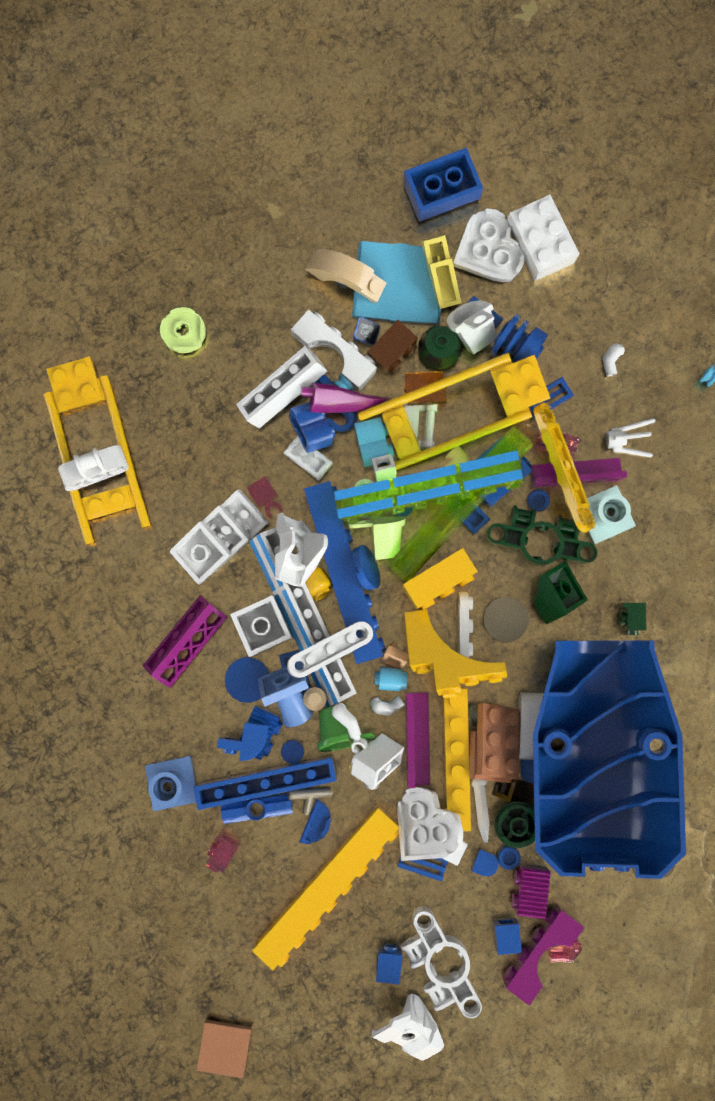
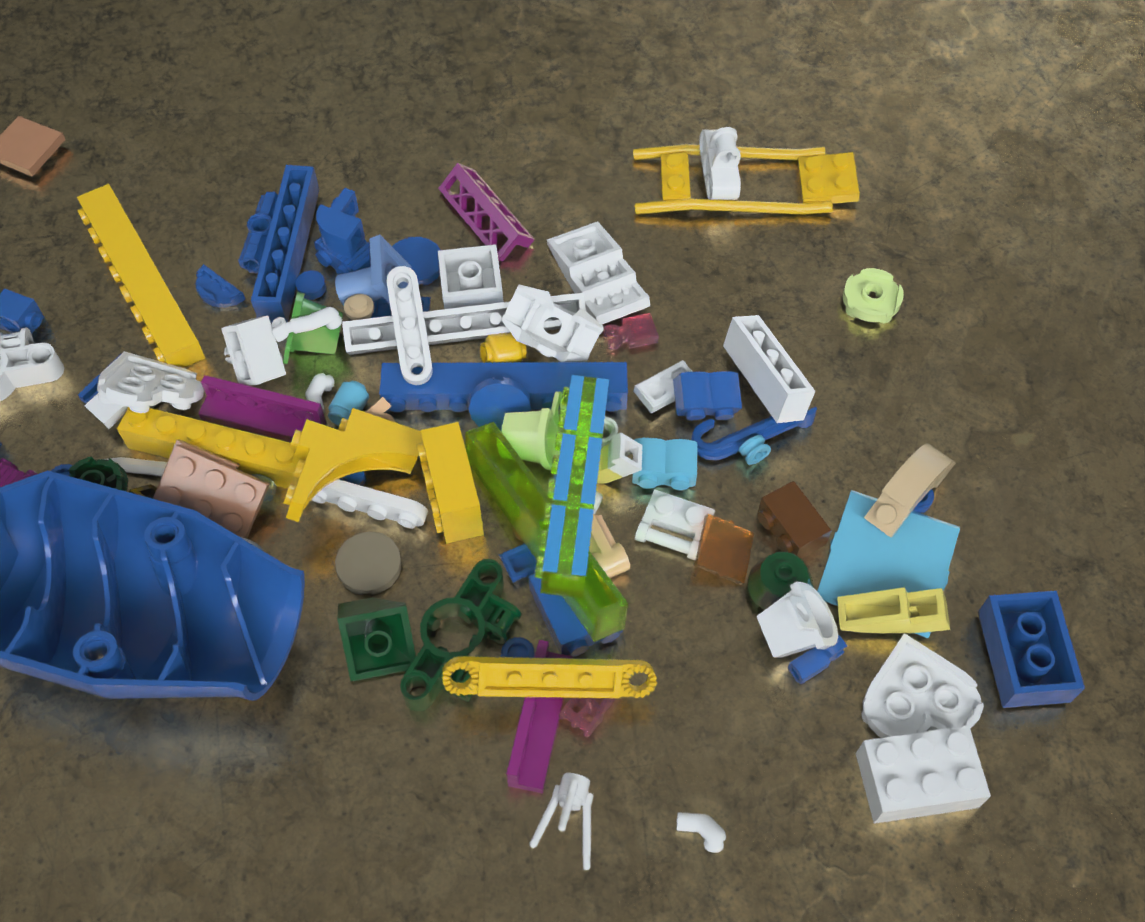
camera: 105 degrees right, 25 degrees down
(178, 773) = (333, 162): medium blue plant -> none
(221, 853) = (231, 190): clear pink brick -> none
(308, 796) = (247, 284): dark tan piece -> none
(313, 332) = (838, 432): white arch -> none
(333, 399) = (735, 428): magenta piece -> none
(366, 332) = (826, 496): slope -> none
(485, 863) = (72, 449): blue tile -> none
(517, 341) = (757, 681): blue wheel -> none
(518, 386) = (694, 648): yellow plate -> none
(565, 388) = (673, 743): blue tile -> none
(611, 525) = (466, 756): light aqua plant -> none
(632, 617) = (299, 729): dark green brick -> none

